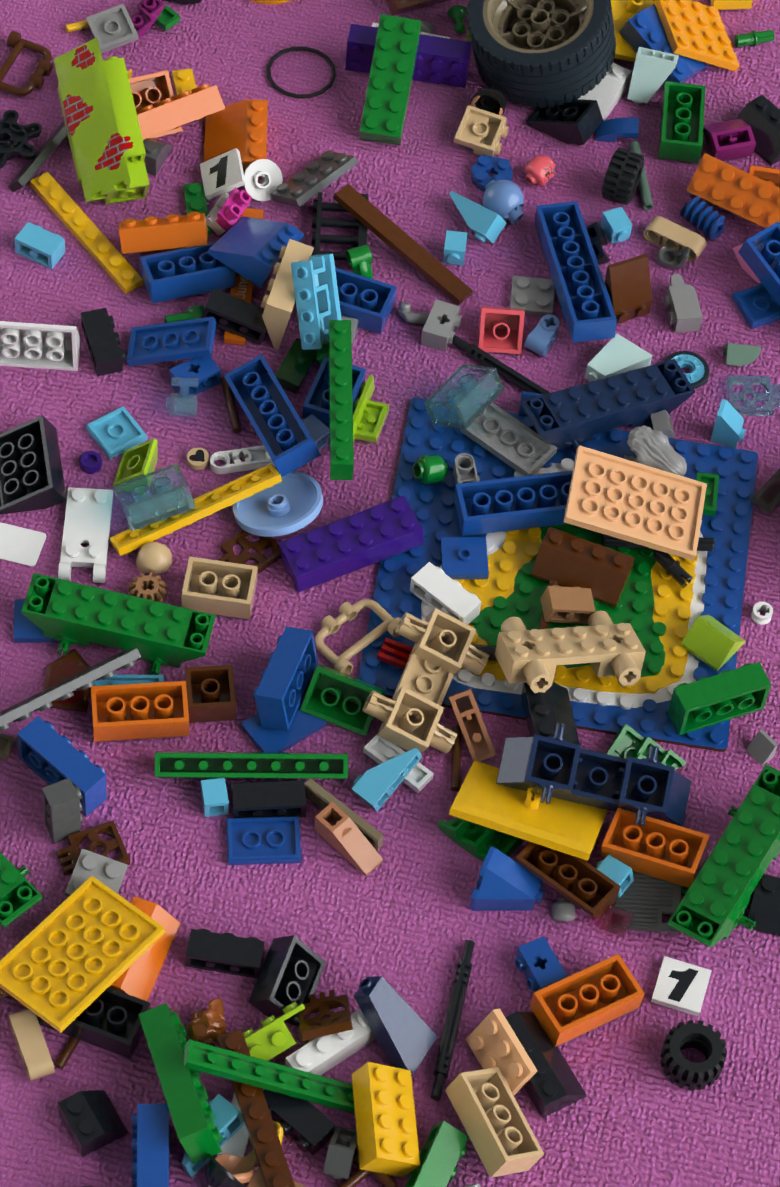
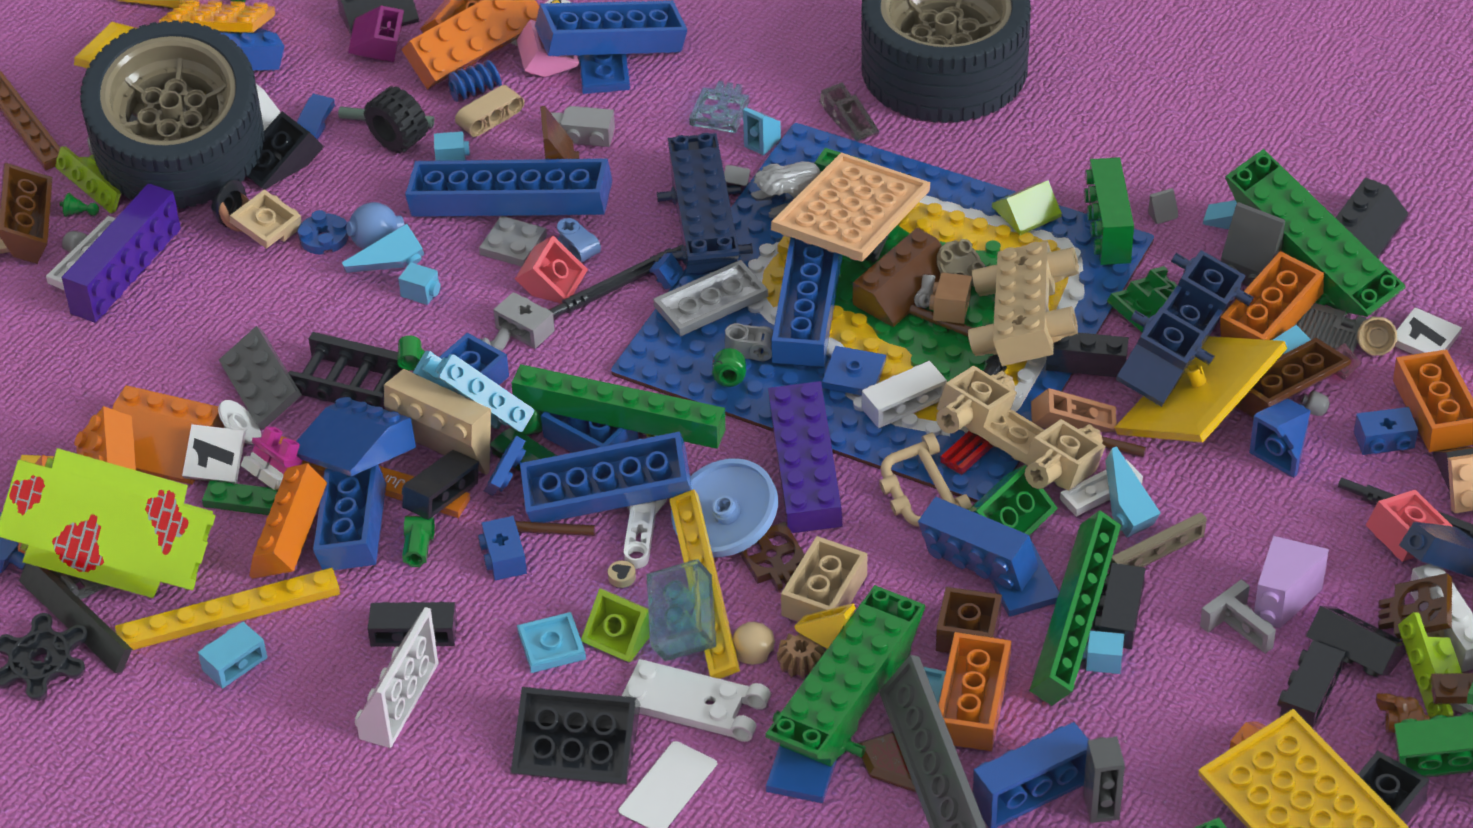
camera: 65 degrees left, 10 degrees down
(69, 855) = (1147, 797): reddish brown piece -> none
(90, 462) = (586, 675): dark purple tile -> none
(102, 868) = (1181, 783): light grey plate -> none
(168, 591) = (825, 625): none -> yellow slope
(171, 341) = (450, 551): blue plate -> none
(183, 402) = (543, 561): clear light blue brick -> none
(263, 840) = (1168, 626): blue tile -> none
(268, 348) = (501, 474): none -> blue plate
(290, 879) = (1232, 609): none -> light grey bracket
(299, 48) = (84, 388): black piece -> none
(322, 910) = (1289, 579): none -> lavender slope
(347, 838) = (1189, 548): nougat slope -> none
(390, 79) = (163, 264): green brick -> none
(403, 244) = (397, 321): reddish brown tile -> none
(432, 996) = (1395, 516): none -> coral slope
(464, 396) = (649, 310): clear light blue brick -> none
(477, 838) = (1221, 445): green slope -> none
(539, 170) = (342, 190): coral head -> none
(579, 582) = (922, 297): none -> light grey arm
(616, 358) = (637, 194): light aqua slope -> none
(617, 600) = (958, 258): none -> dark tan dish
(649, 73) = (268, 60): light aqua slope -> none
(654, 940) = (1377, 336): none -> tan hair
(672, 258) = (515, 117): dark grey hair -> none
(672, 568) = (927, 212): black axle -> none
(681, 122) = (336, 62): green brick -> none
(695, 363) = (652, 144): medium azure wheel -> none
(714, 813) = (1252, 241): none -> dark grey slope
(740, 354) = (665, 102): sand green brick -> none
(768, 611) = (1002, 171): white bush -> none

